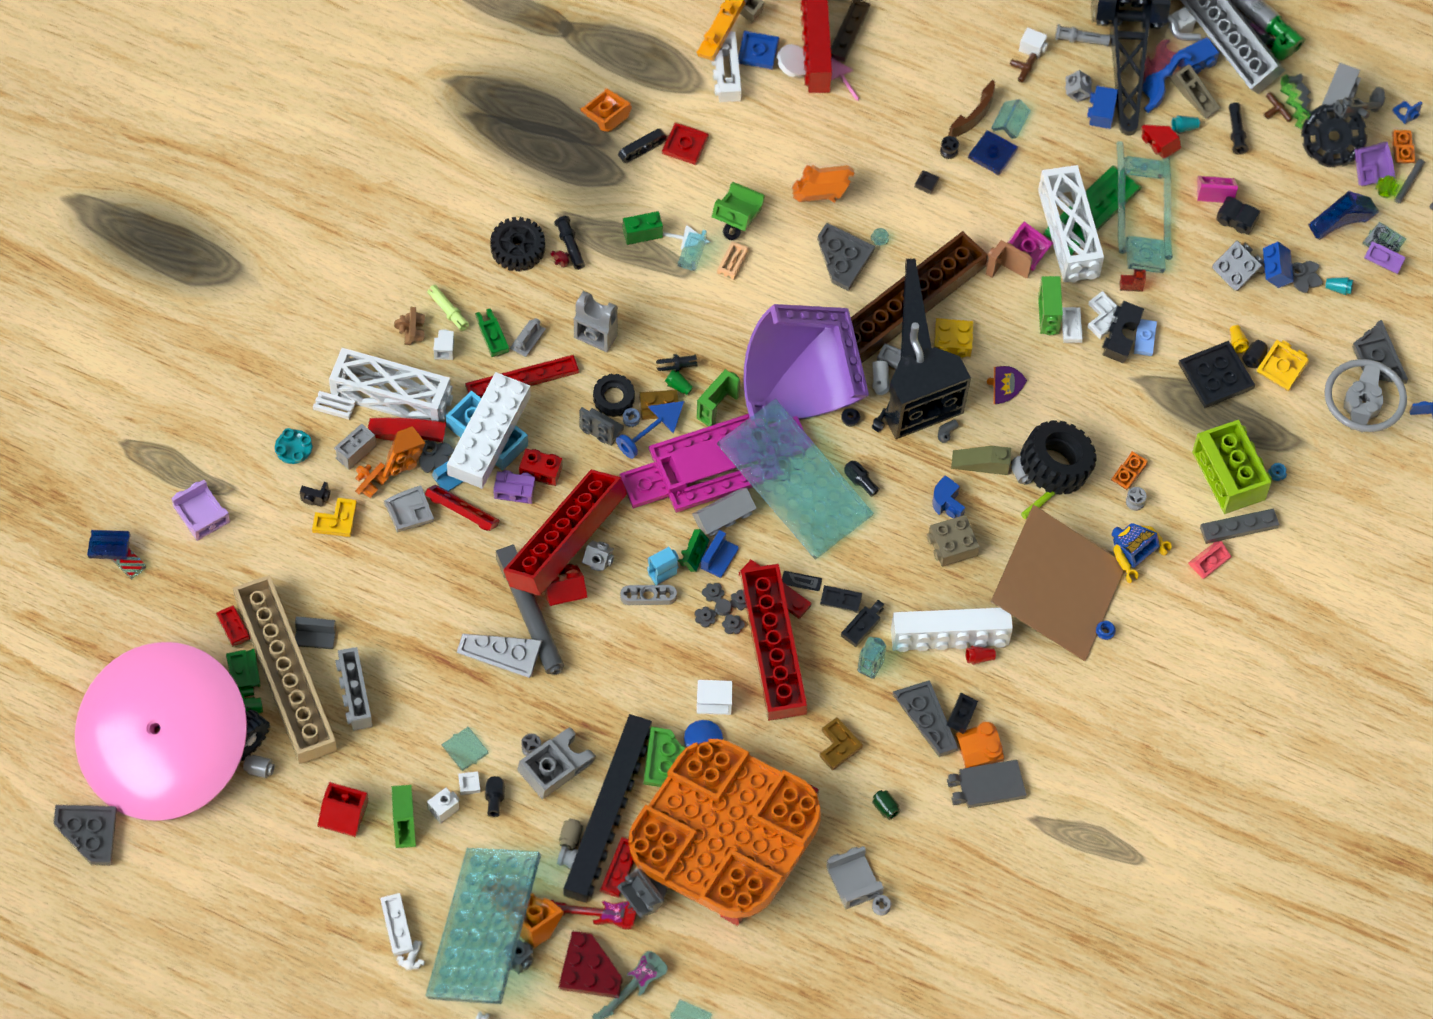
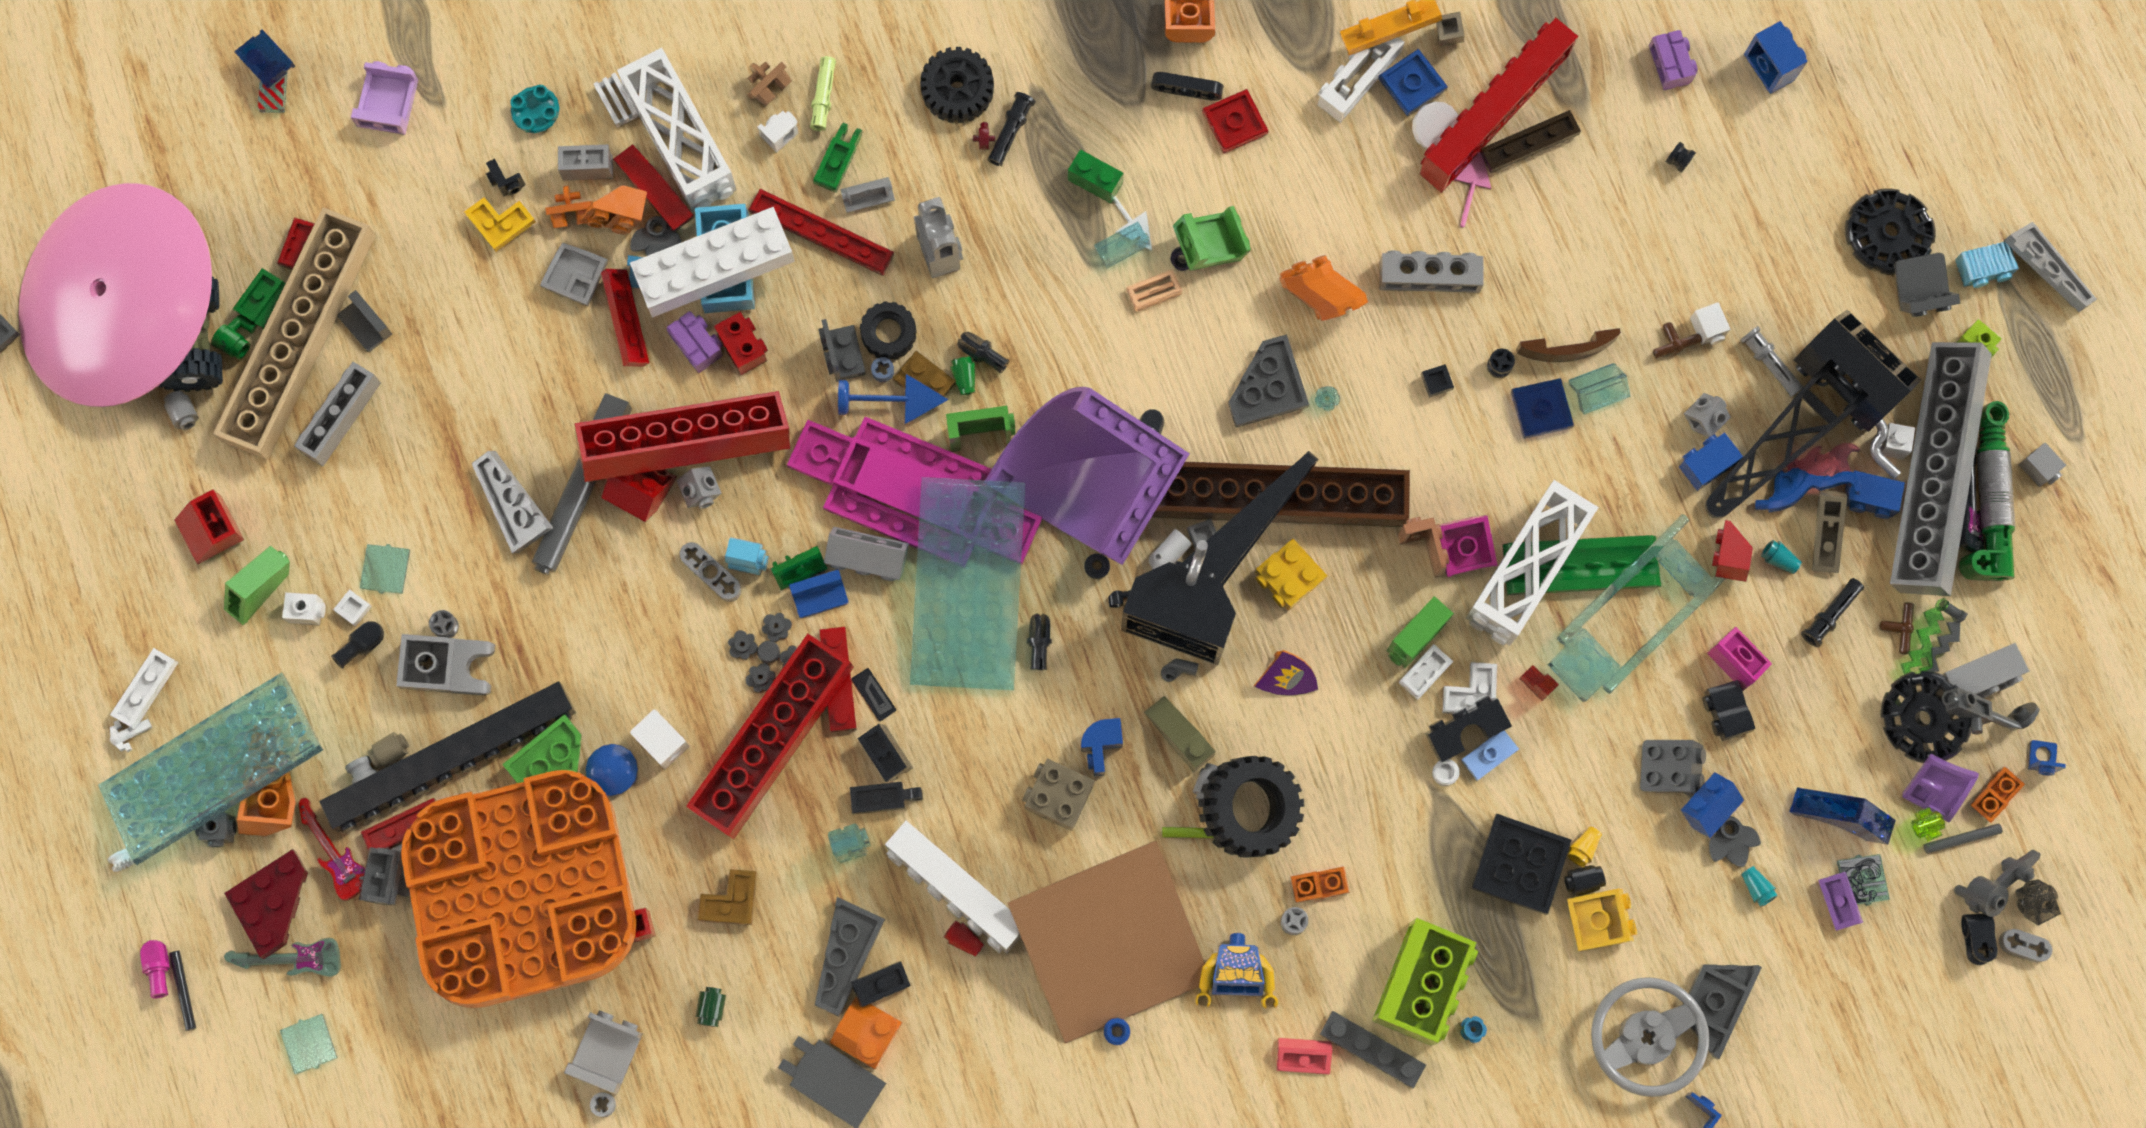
camera: 45 degrees right, 15 degrees up
(850, 151) = (1419, 280): none -> light grey brick
(1132, 365) = (1445, 772): none -> white tile

